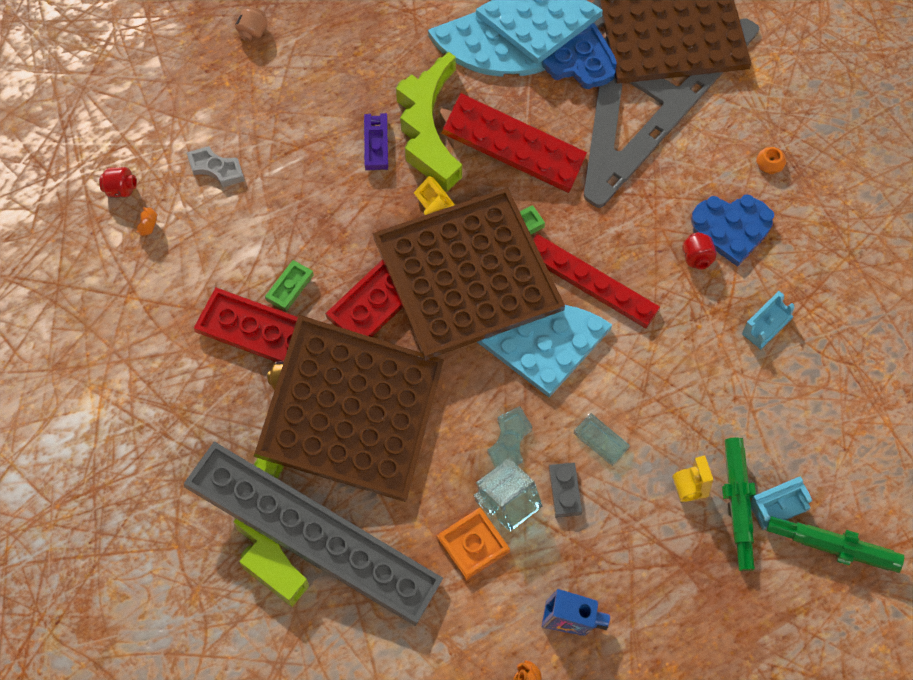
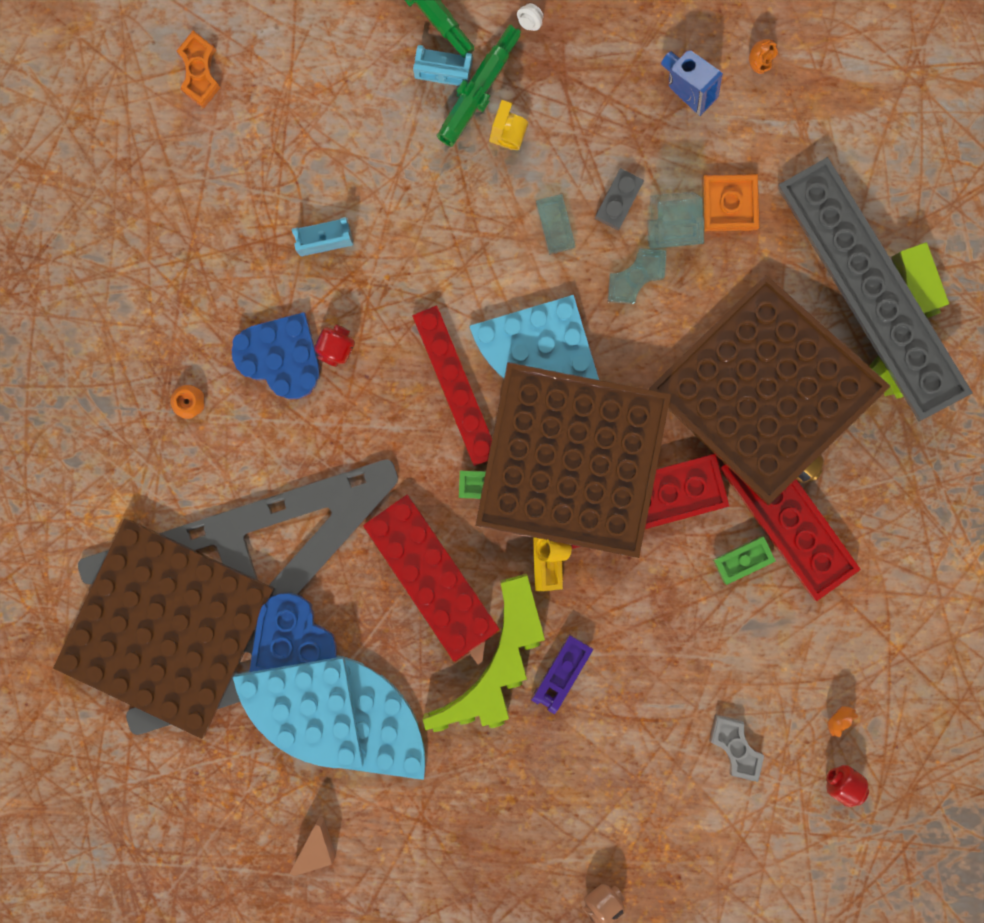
camera: 150 degrees left, 25 degrees up
(742, 585) = (530, 17): none -> white plate

